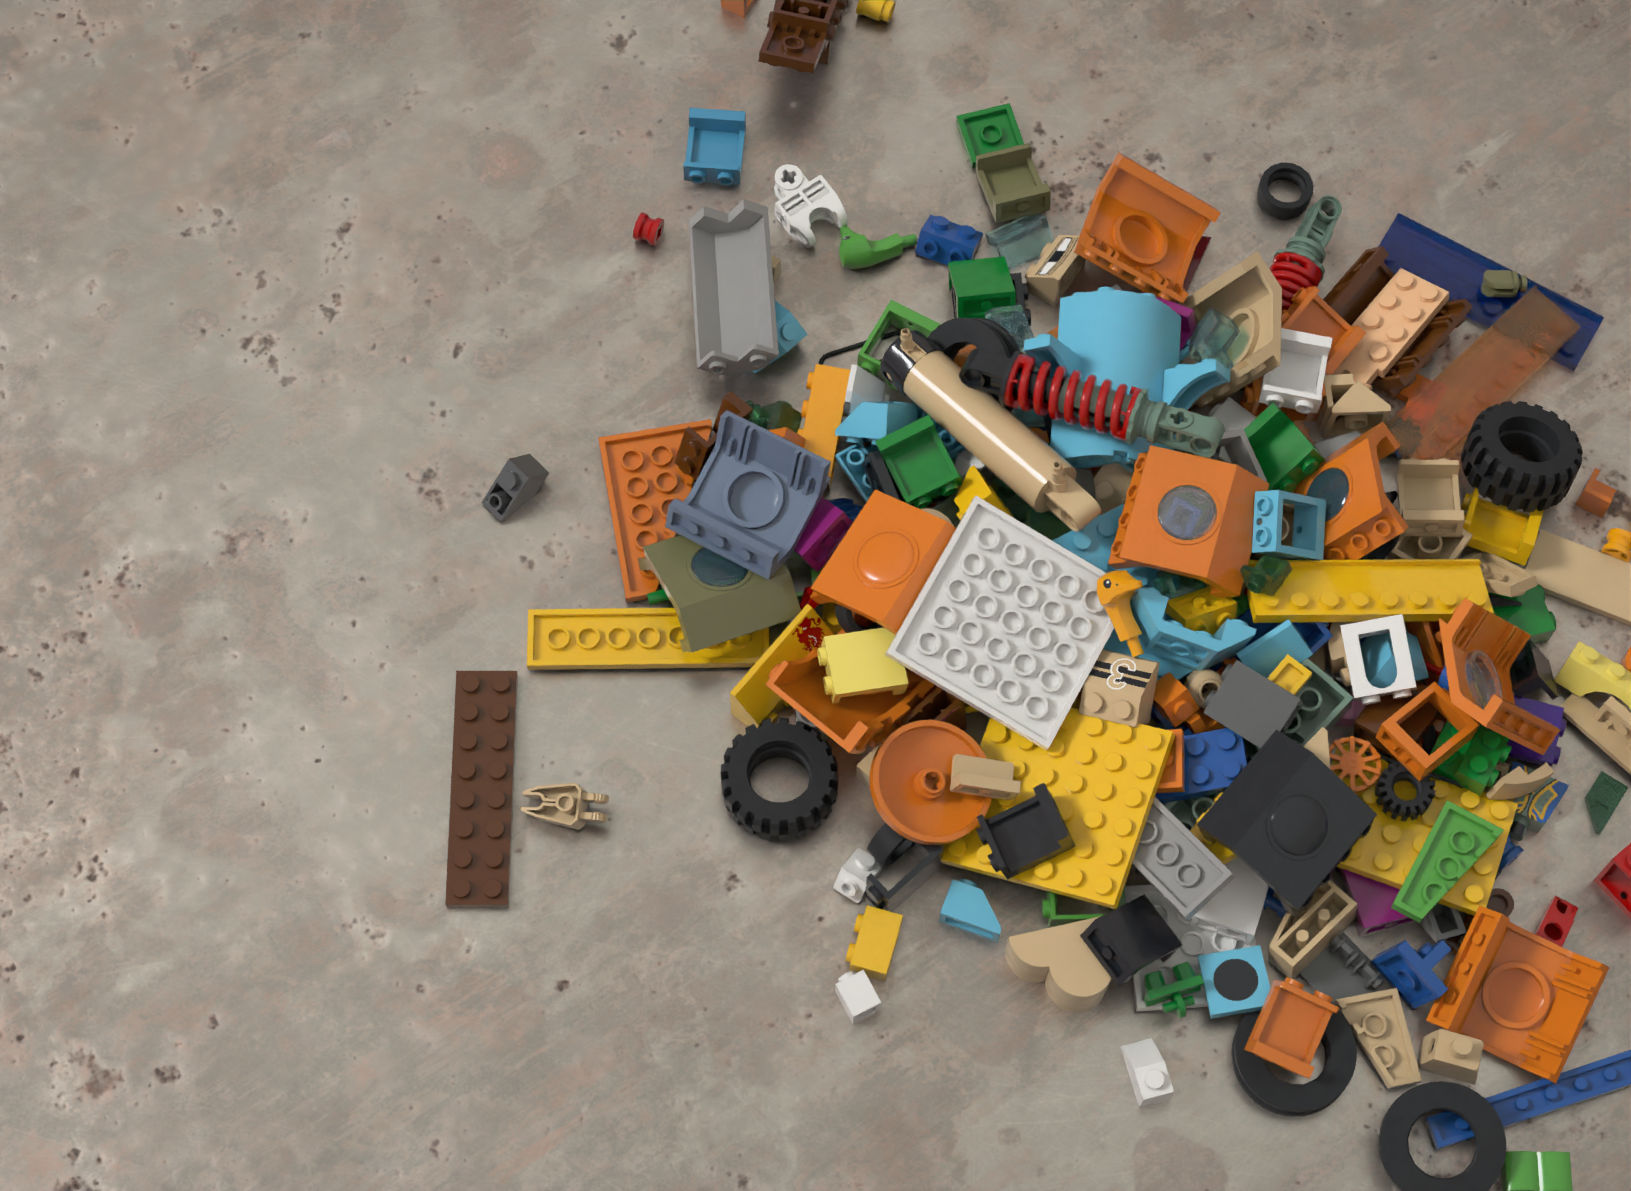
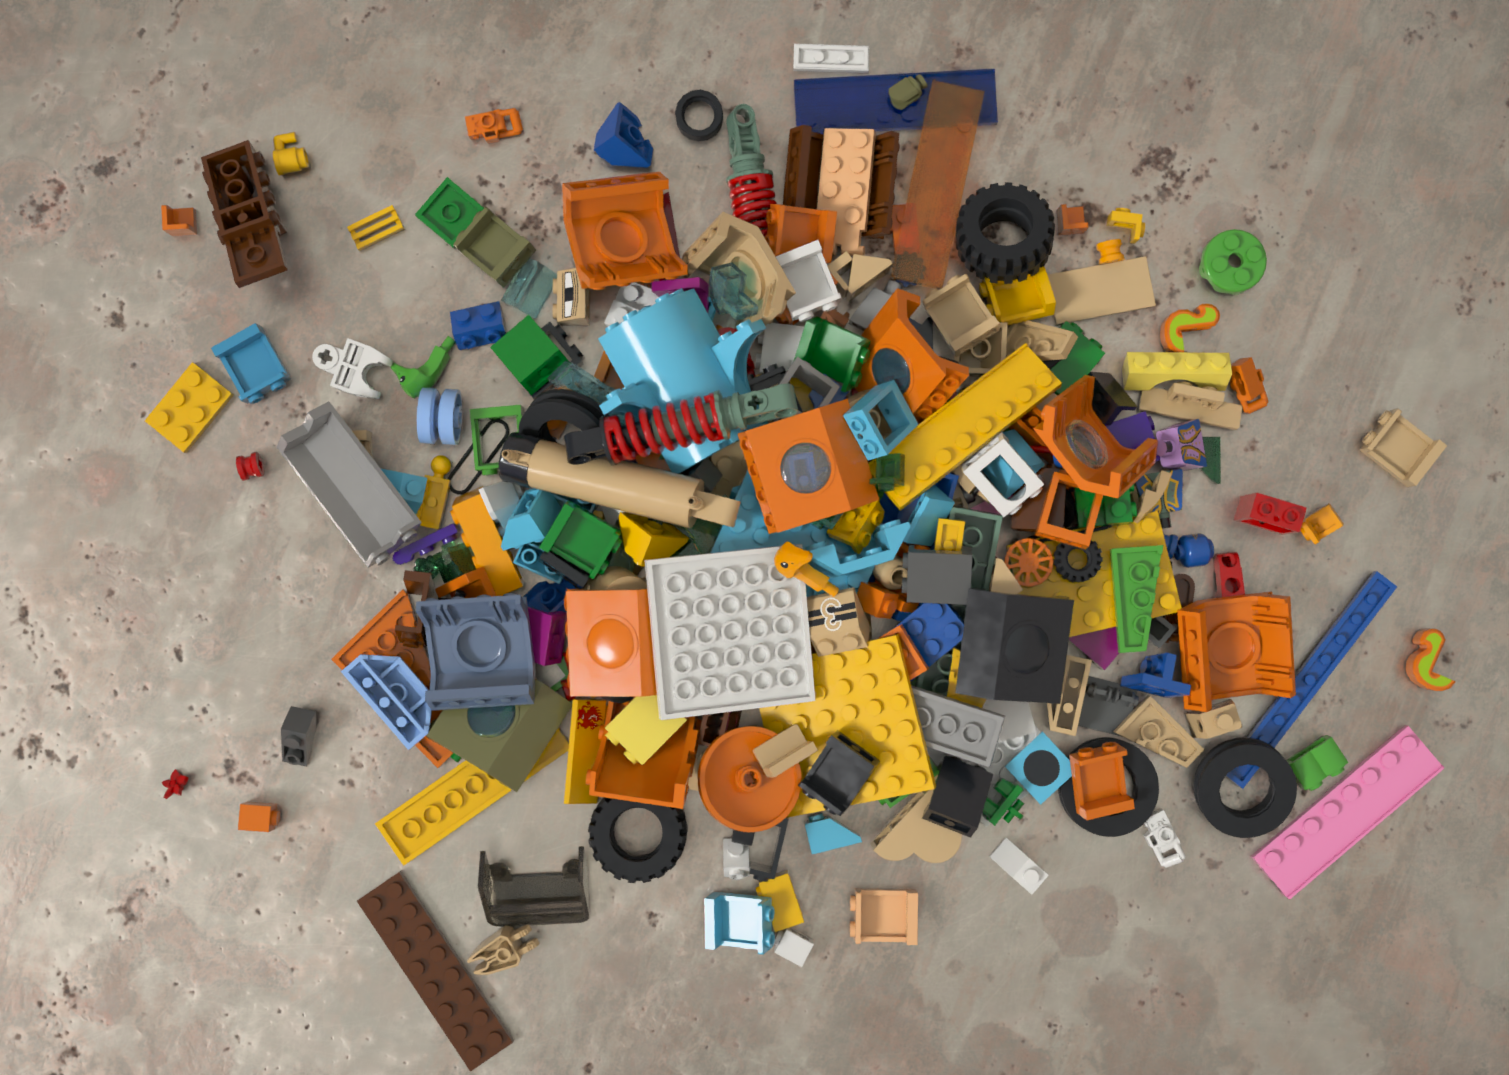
camera: 30 degrees left, 20 degrees up
(368, 456) = (175, 784): none -> red plant
(423, 533) = (258, 816): none -> orange brick
(629, 150) = (189, 407): none -> yellow plate
(631, 782) = (534, 897): none -> clear smoke windscreen
(637, 492) = (393, 694): none -> light blue wedge
(765, 393) = (426, 544): none -> dark purple hinge
(801, 359) = (435, 494): none -> yellow plate
(819, 931) = (739, 921): none -> panel
(858, 289) = (439, 416): none -> light blue wheel
(912, 102) = (370, 219): none -> yellow tile
(971, 1030) = (885, 915): none -> light nougat panel
(1083, 86) = (494, 124): none -> orange piece
(1197, 167) = (621, 140): none -> blue slope
(1320, 1146) = (1164, 839): none -> white piece
(1446, 218) = (831, 58): none -> white tile
(1532, 876) = (1194, 550): none -> blue head
(1581, 764) = (1181, 446): none -> lavender torso

